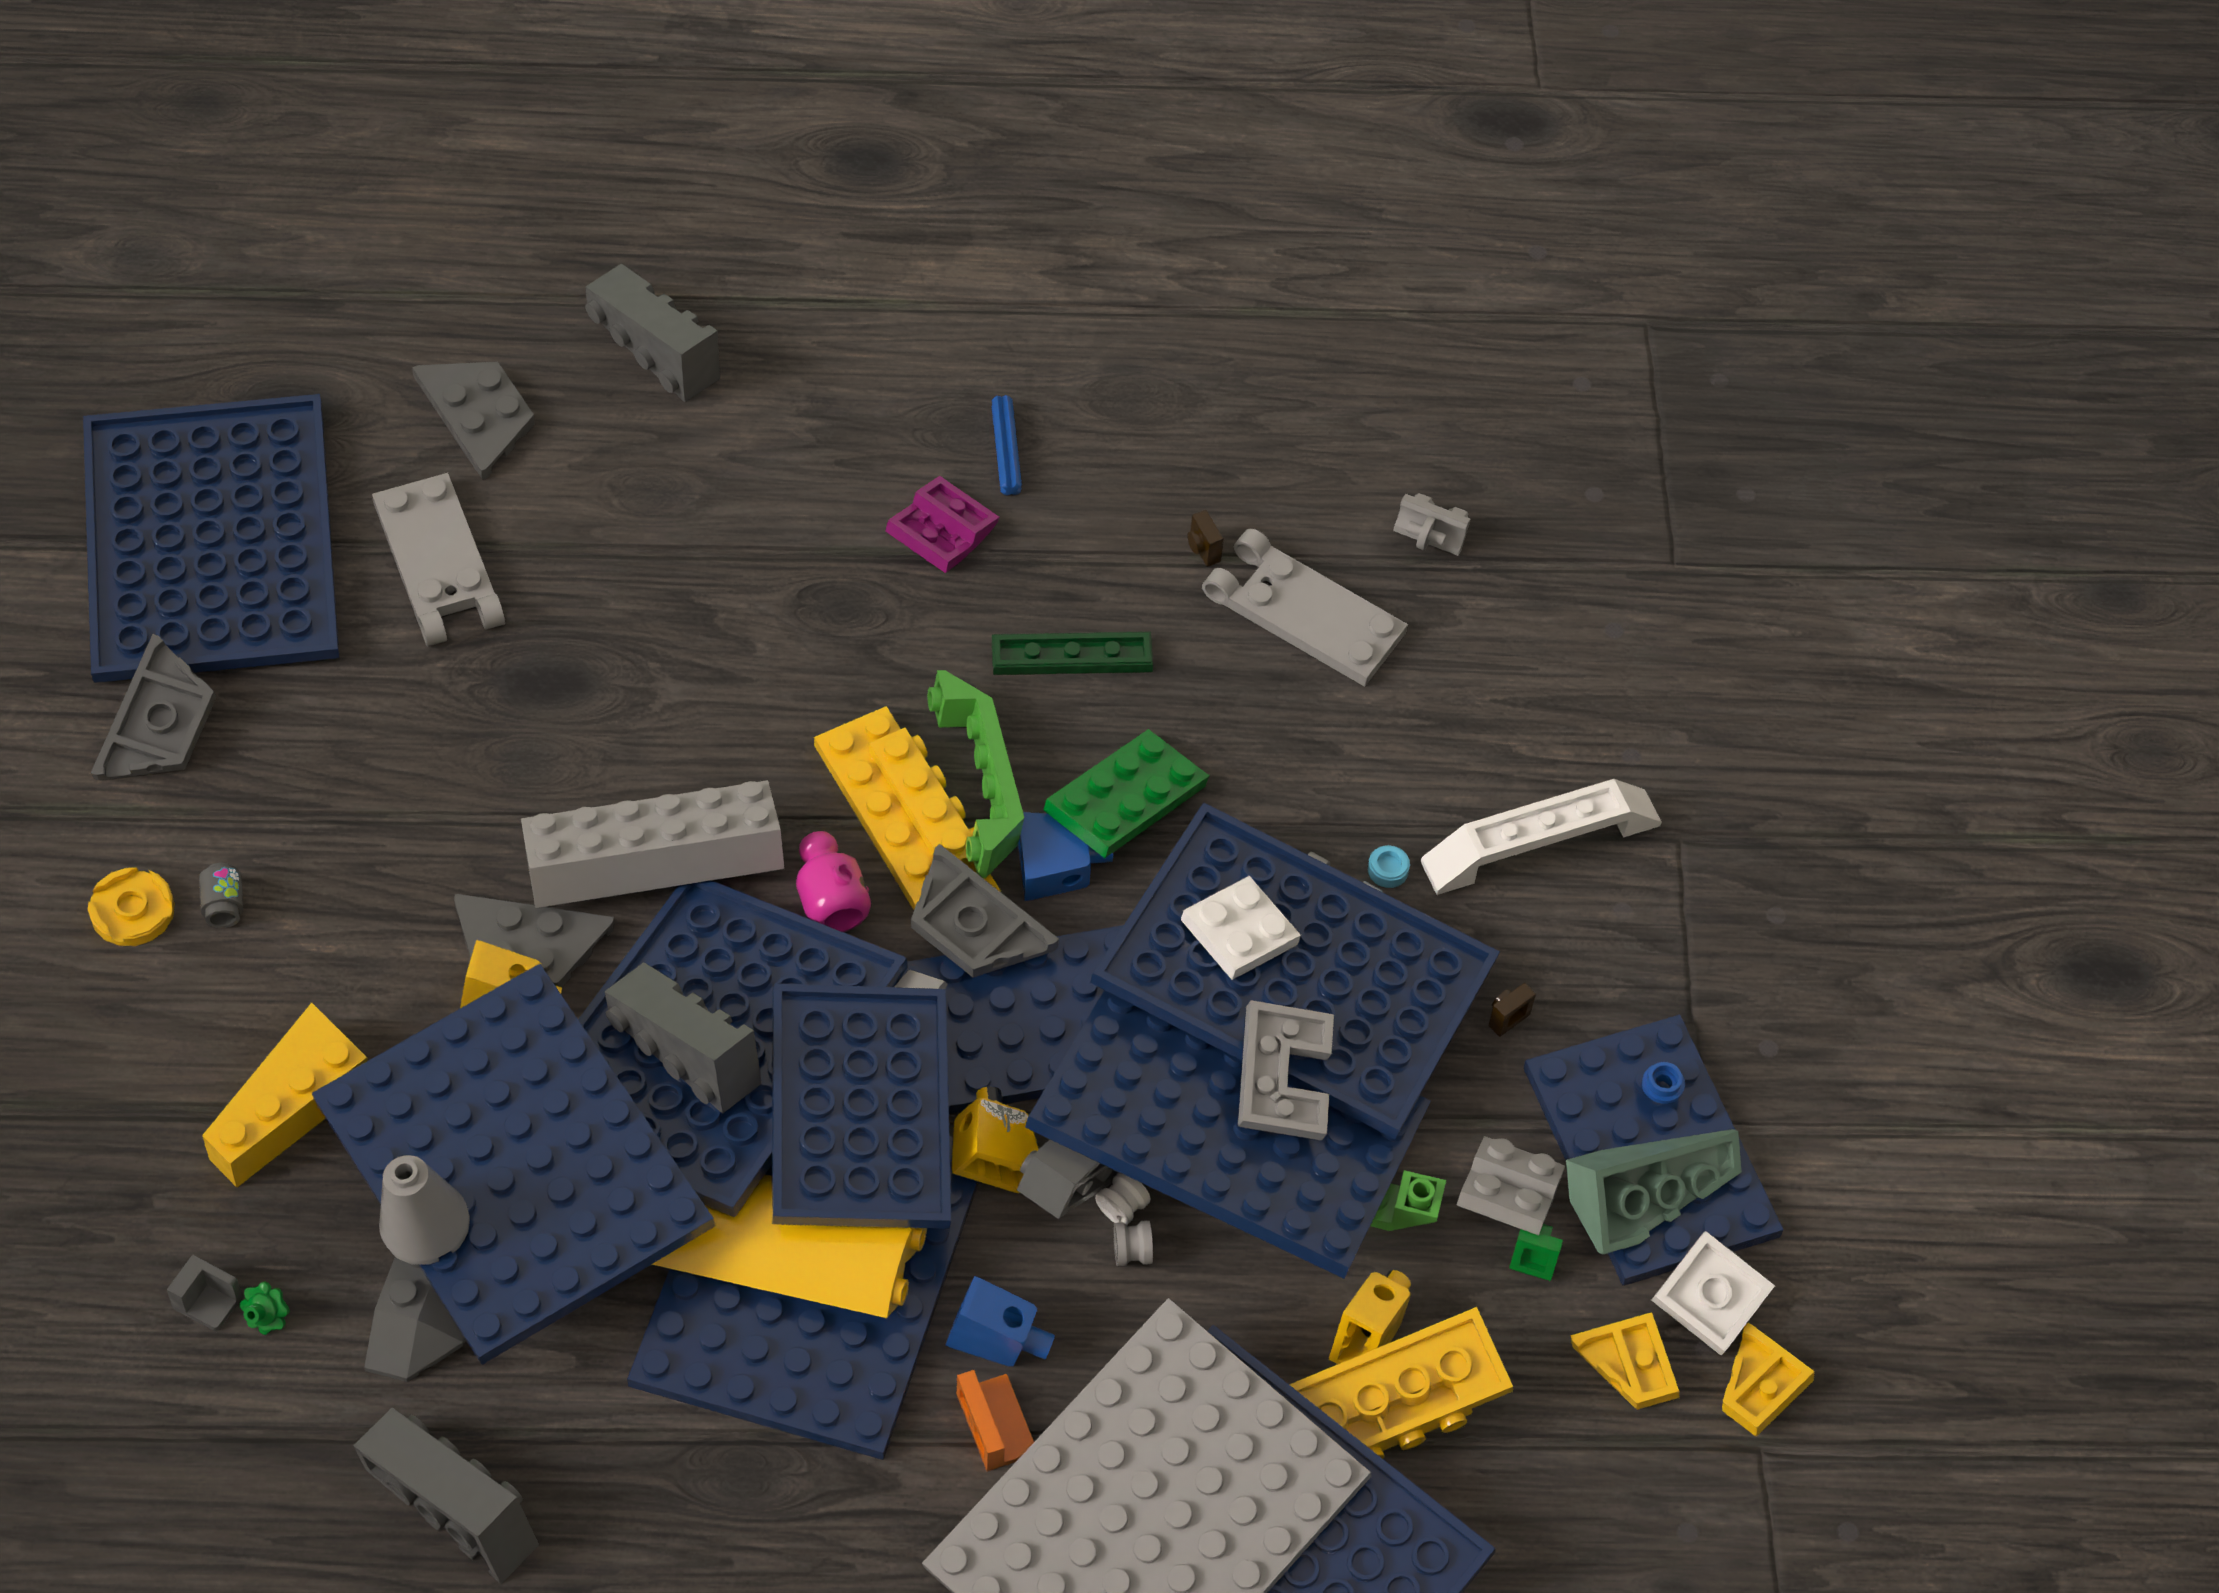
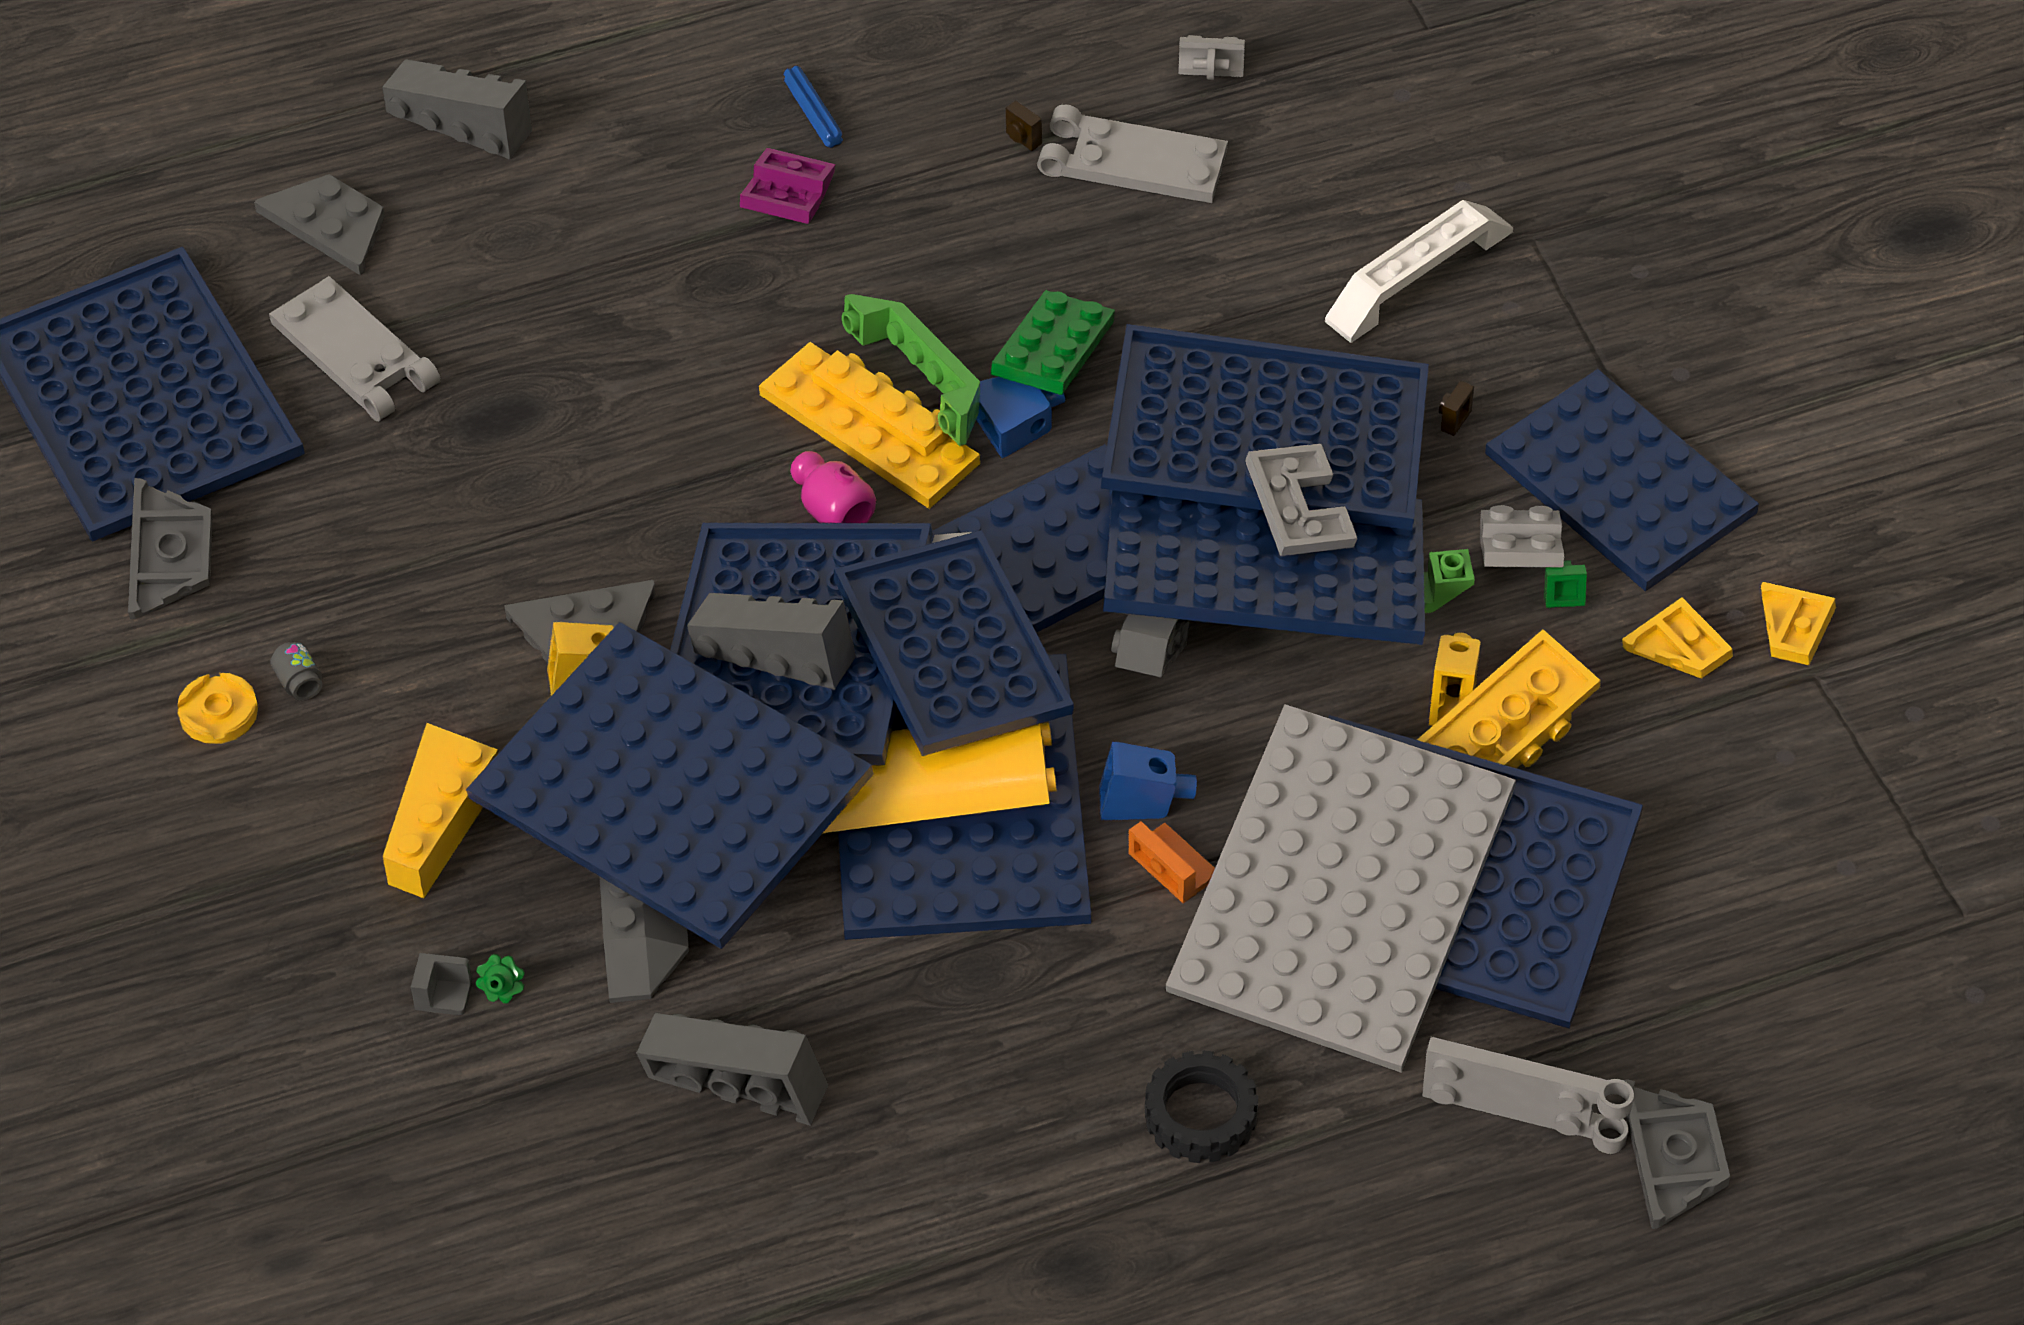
camera: 15 degrees left, 5 degrees down
(420, 1212) = (617, 837): light grey cone -> none
(652, 843) = (662, 507): light grey brick -> none
(974, 920) = (972, 478): dark grey wing -> none
(991, 1141) = (1076, 644): yellow torso -> none
(1072, 653) = (949, 252): dark green tile -> none
(1122, 1198) = (1200, 655): white wheel -> none
(1133, 1243) = (1225, 686): light grey wheel -> none
(1240, 927) = (1207, 406): white plate -> none
(1388, 866) = (1300, 332): medium azure tile -> none
(1638, 1186) = (1630, 503): sand green wedge -> none
(1666, 1073) = (1611, 420): blue plate -> none
(1713, 1293) = (1724, 567): white plate -> none

